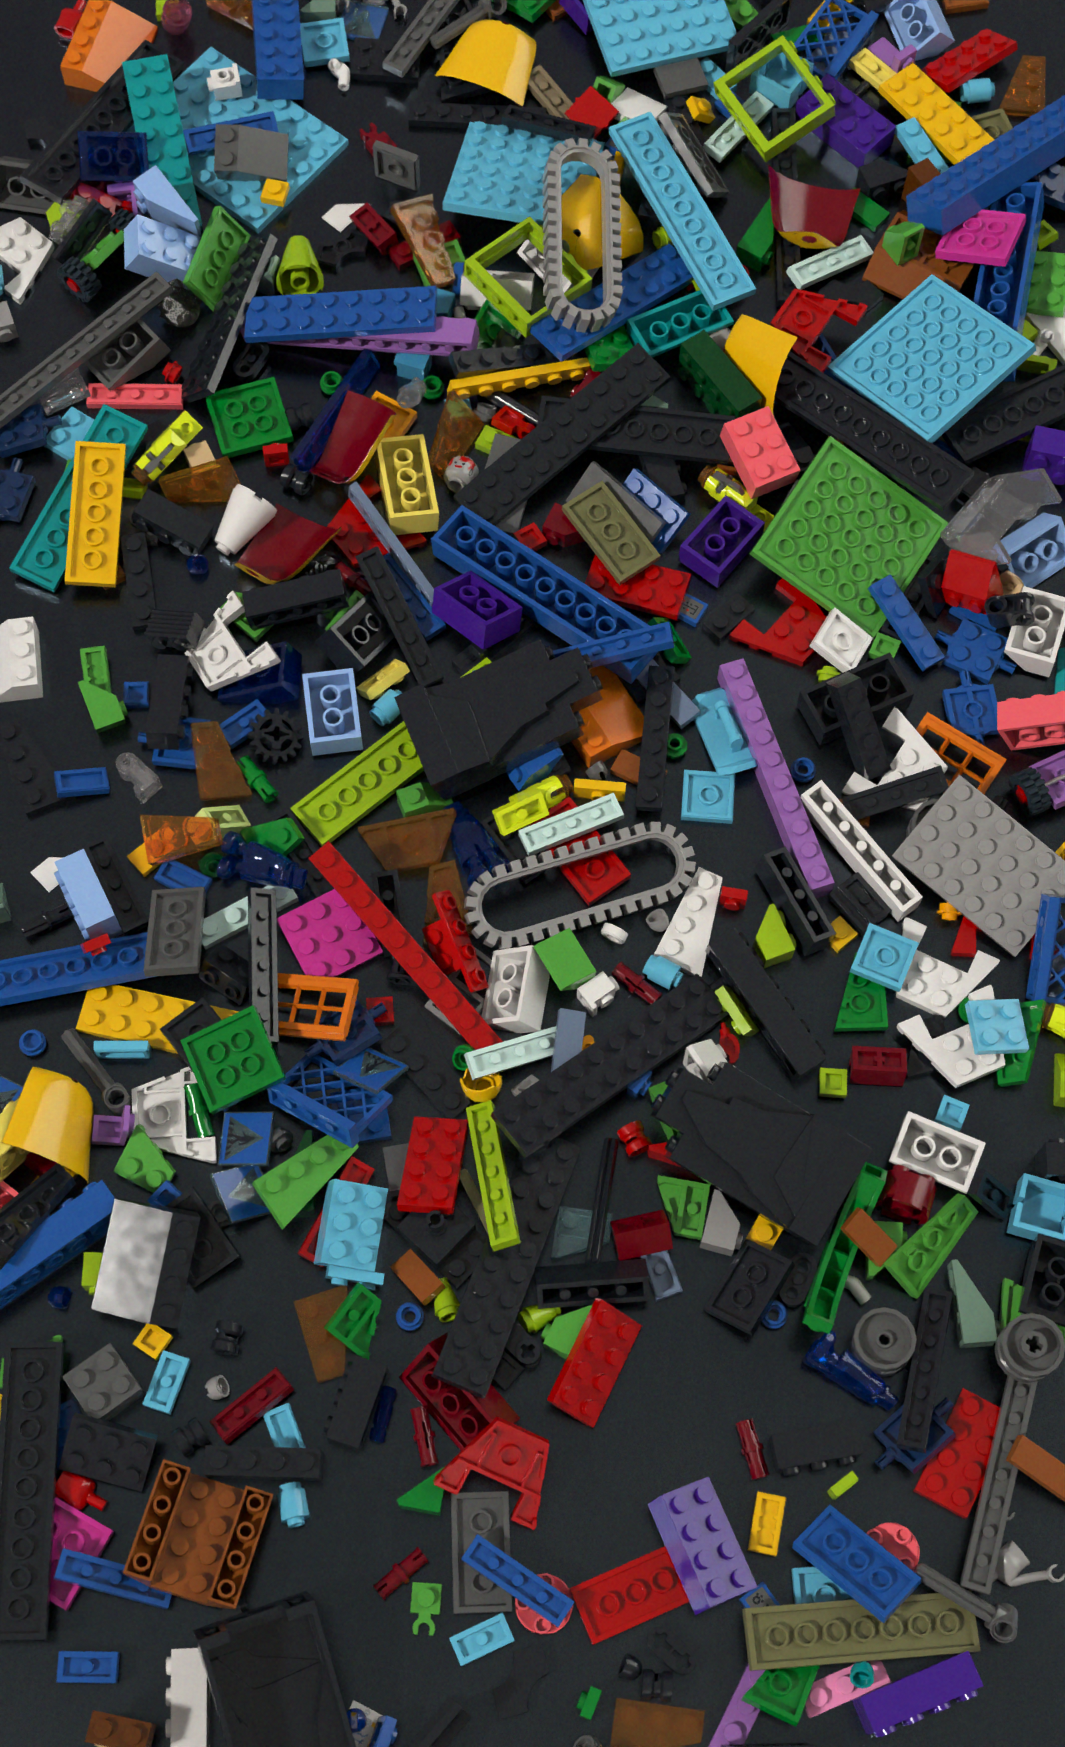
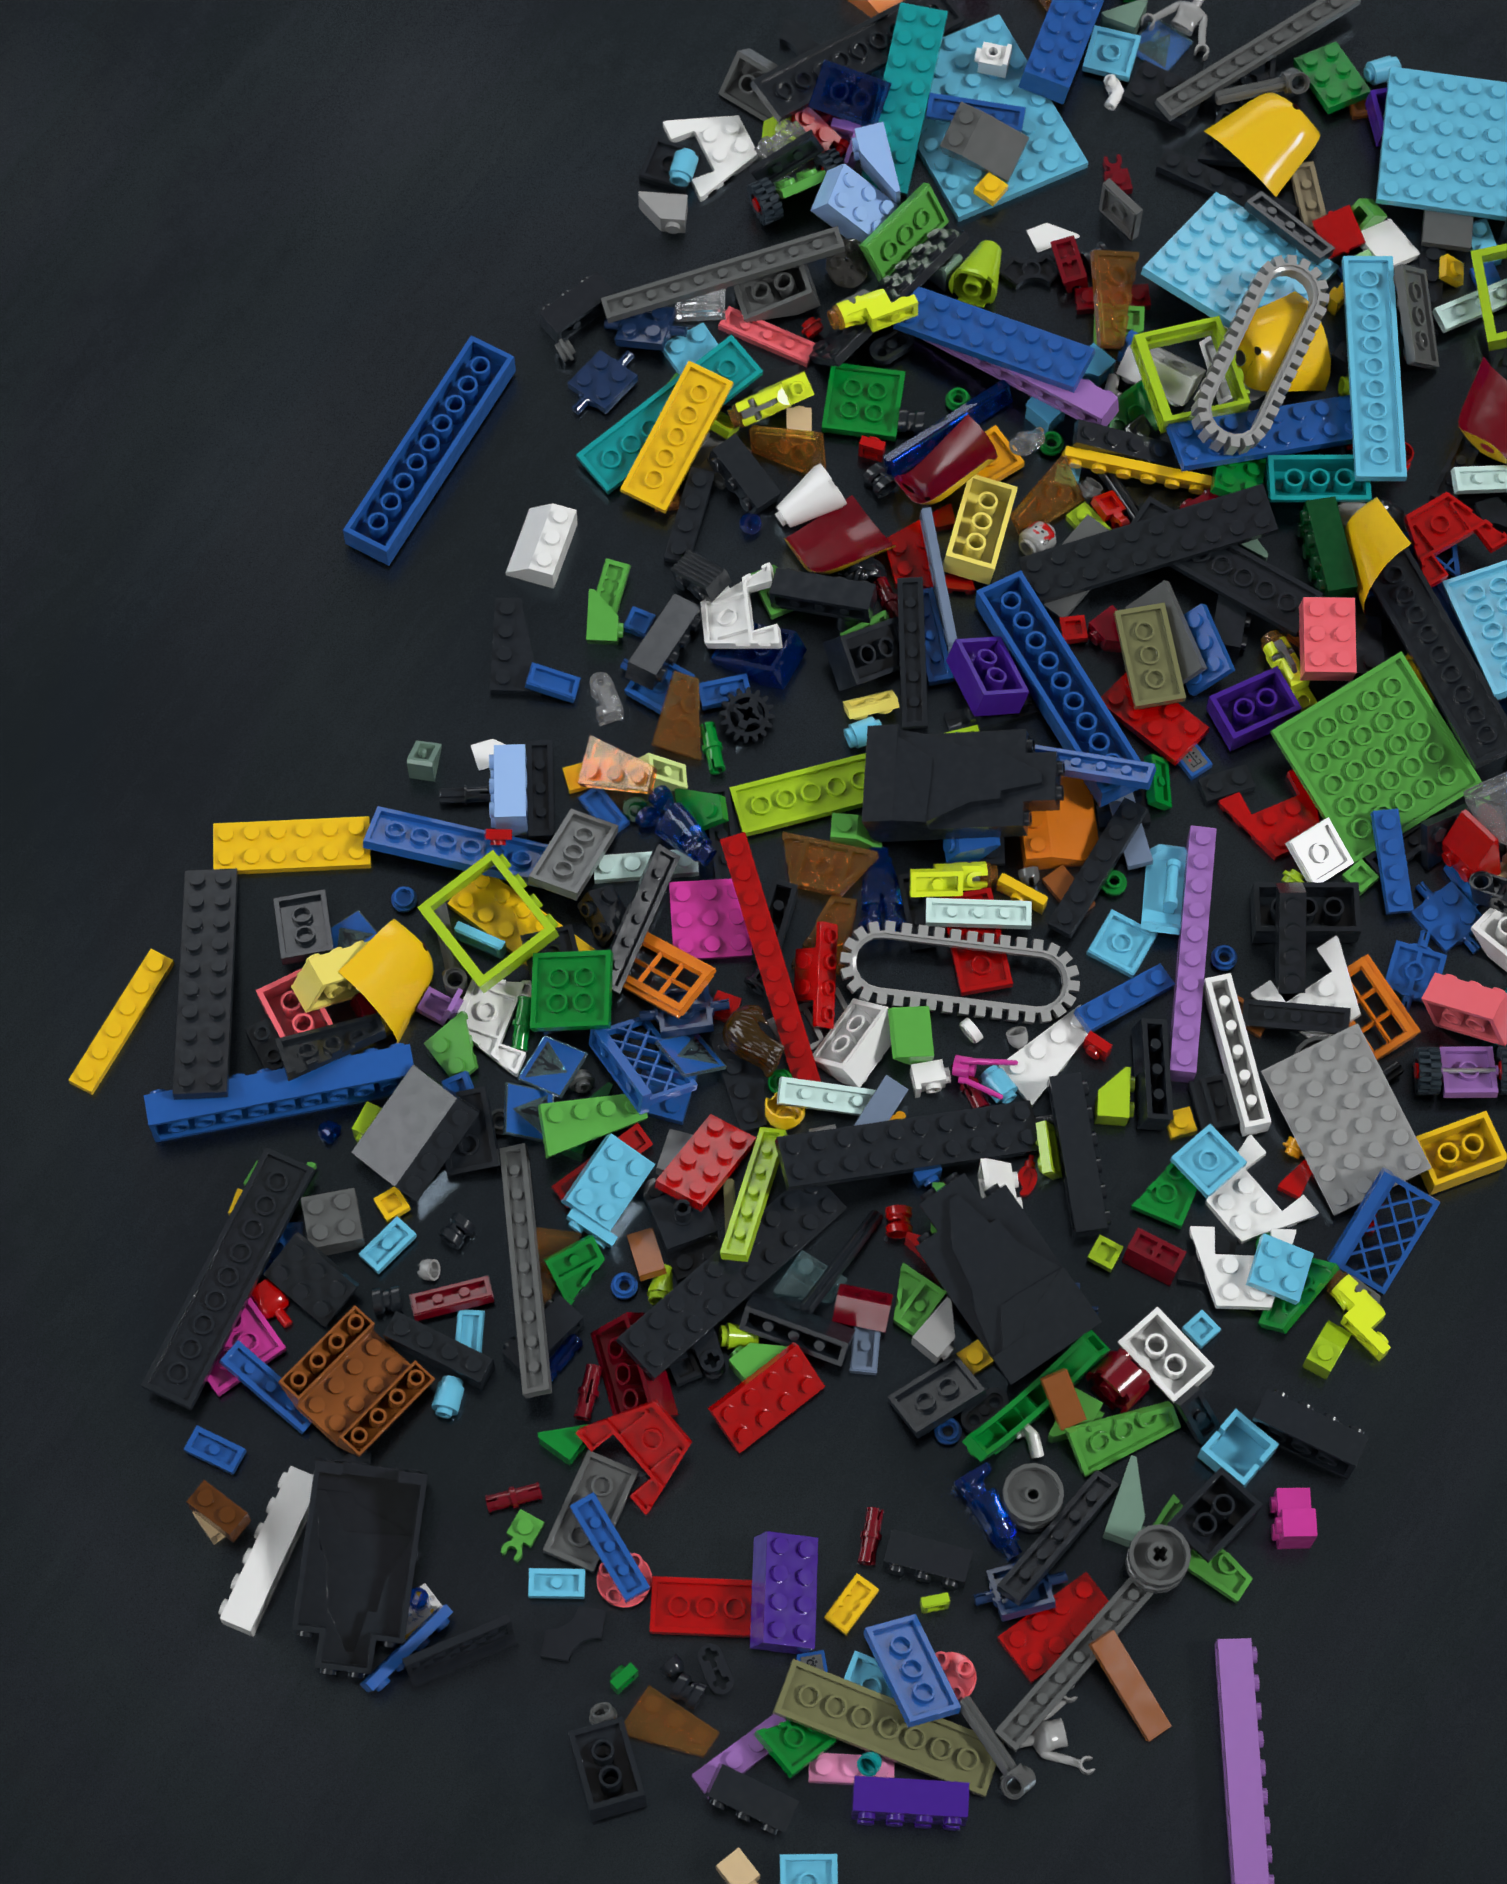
camera: 25 degrees right, 0 degrees up
(168, 1049) = (516, 958): none -> lime window
(222, 330) = (874, 308): none -> neon yellow plate
(313, 1349) = (525, 1271): none -> dark grey plate
(332, 711) = (809, 715): light blue brick -> none
(422, 1034) = (749, 1042): none -> dark brown piece
(628, 968) = (966, 1066): none -> dark pink plant
(735, 844) = (1124, 998): none -> blue plate
(756, 244) = (1439, 429): green slope -> none

